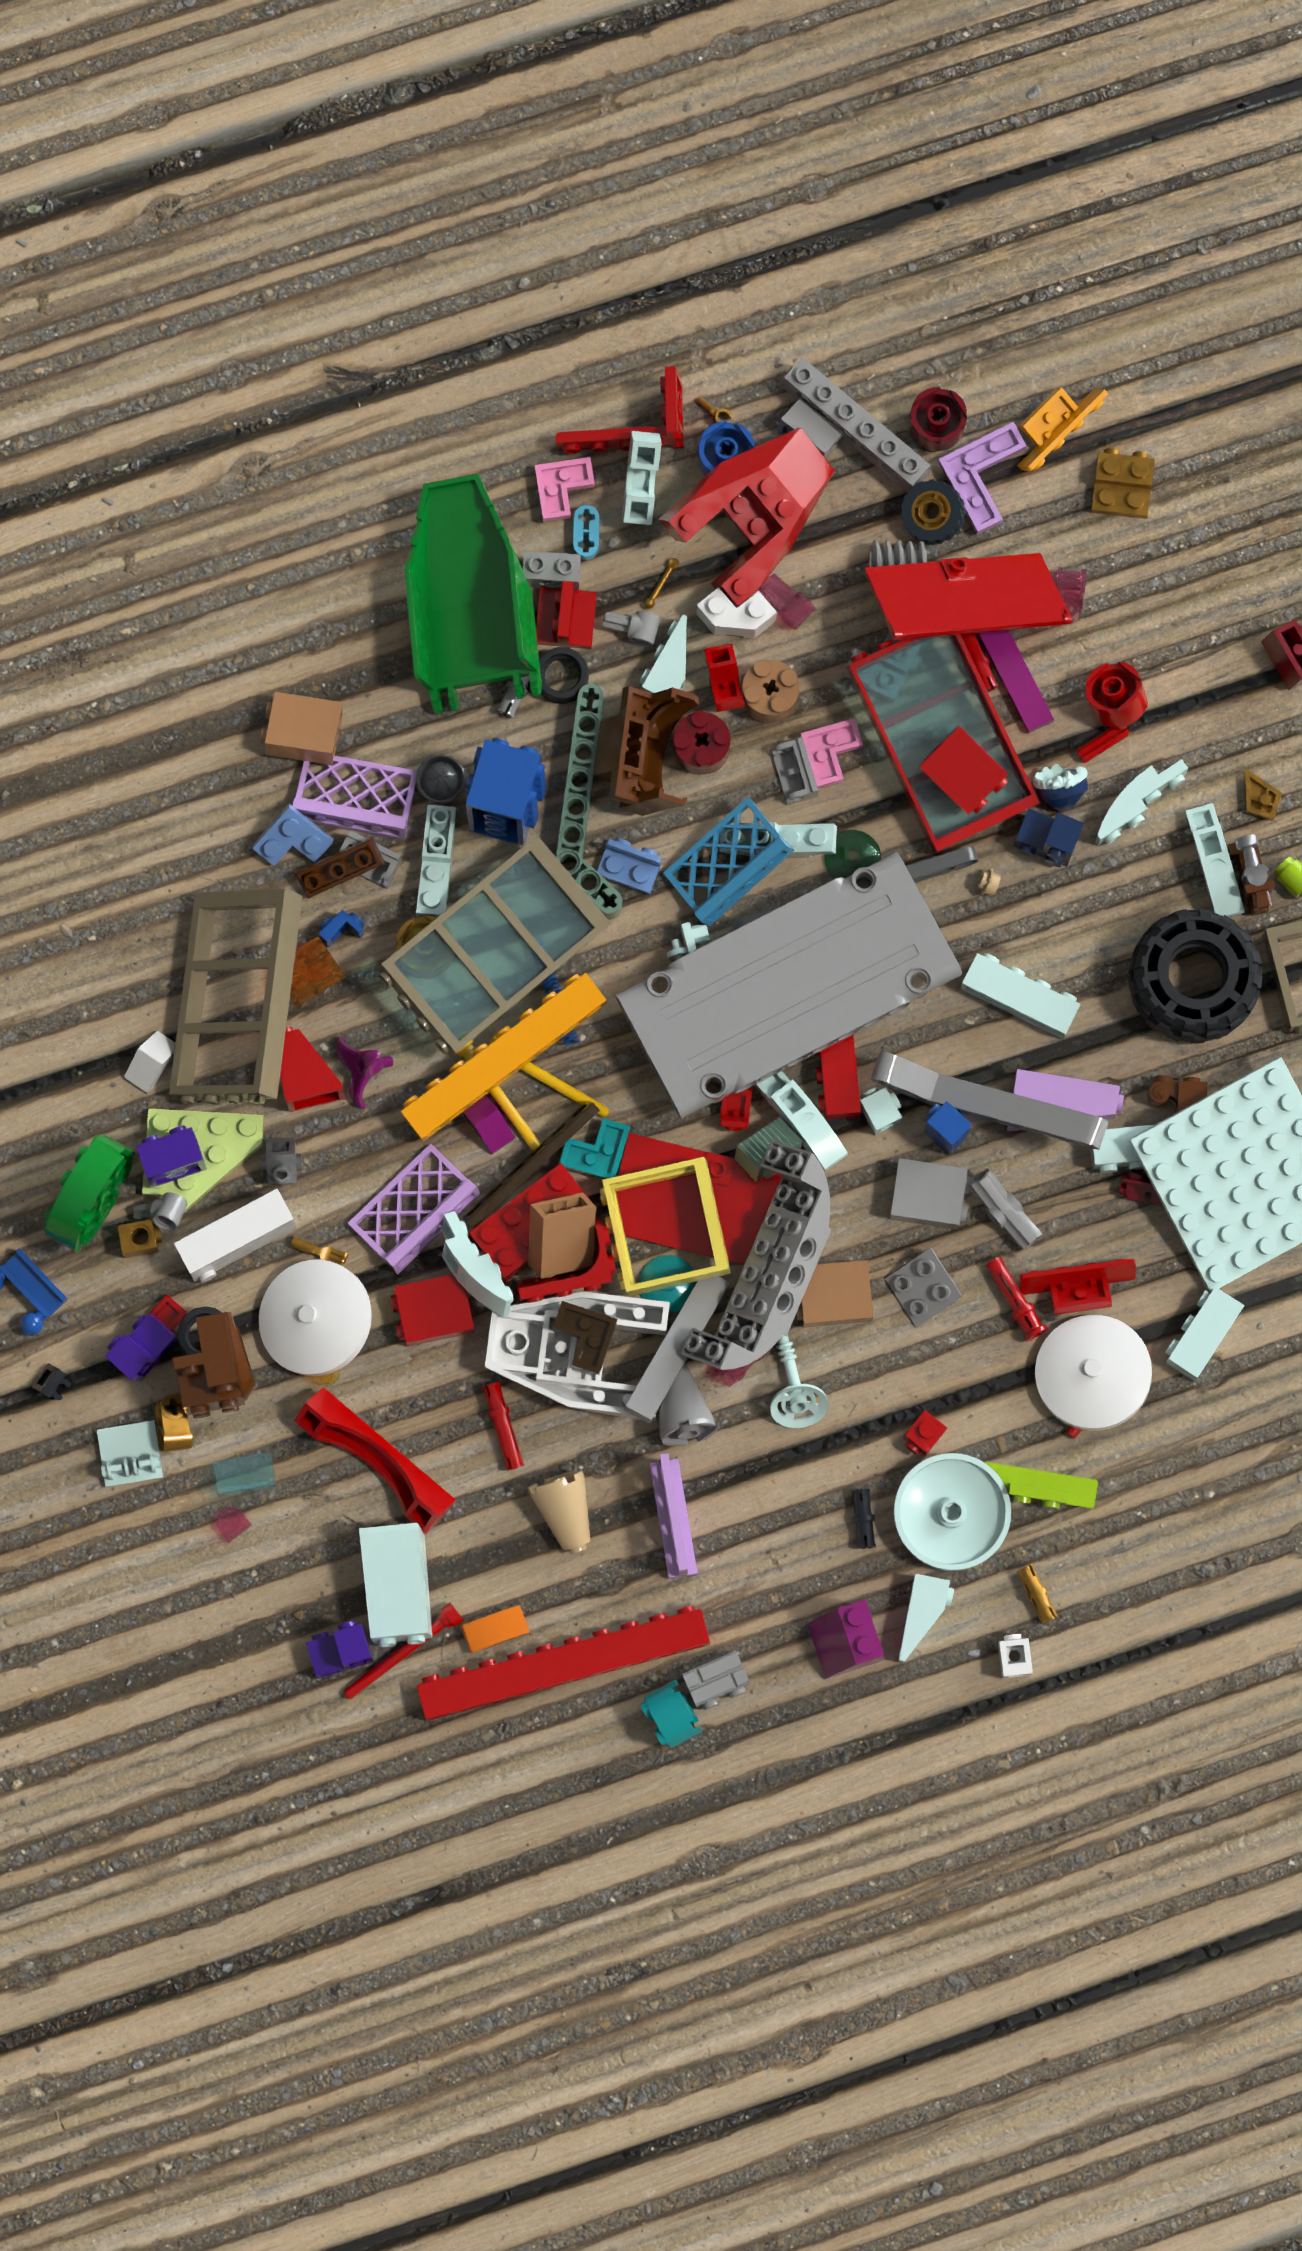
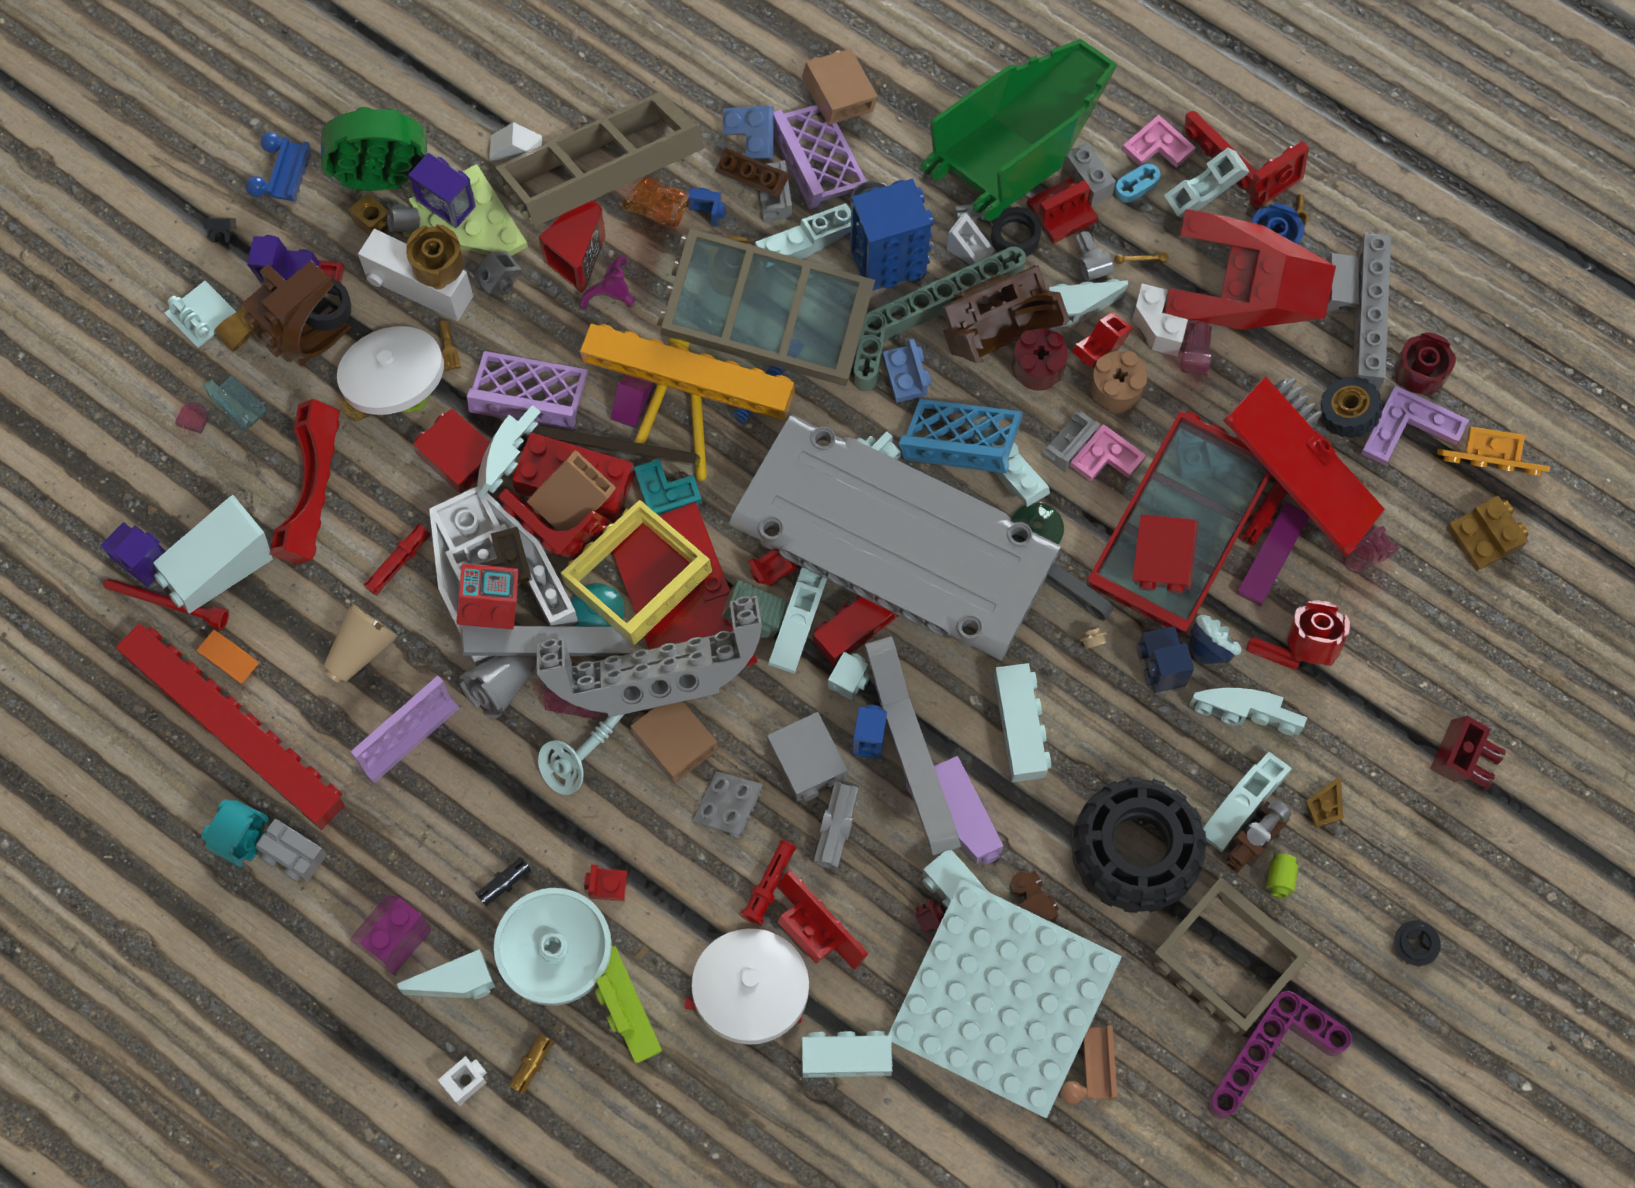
camera: 55 degrees right, 10 degrees down
(266, 1214) = (435, 256): none -> pearl gold brick
(544, 723) = (967, 241): none -> white slope
(614, 1368) = (487, 596): none -> slope

